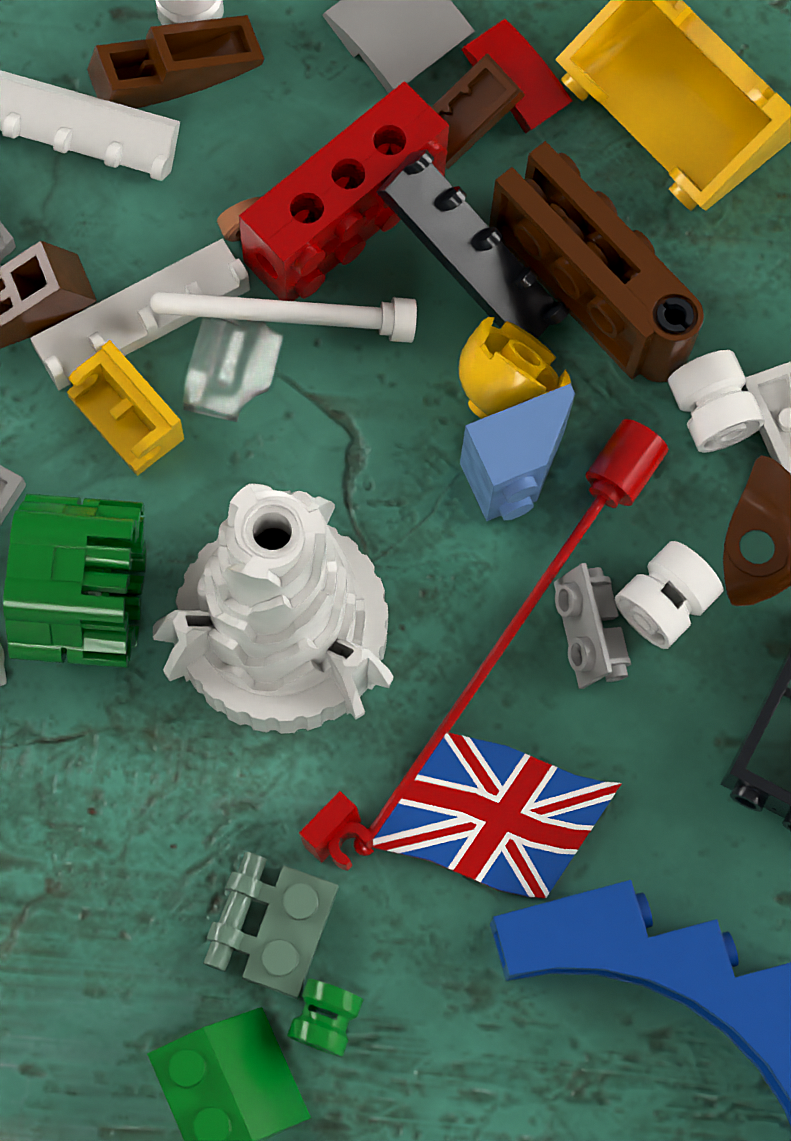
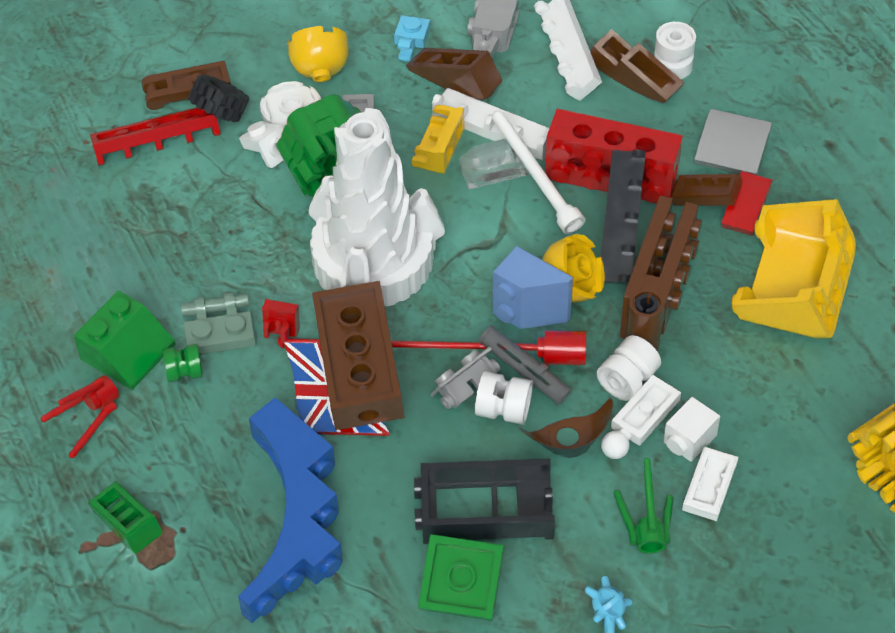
camera: 65 degrees right, 20 degrees down
(525, 732) = (357, 355): none -> reddish brown brick
(648, 528) = (556, 390): none -> dark grey pin

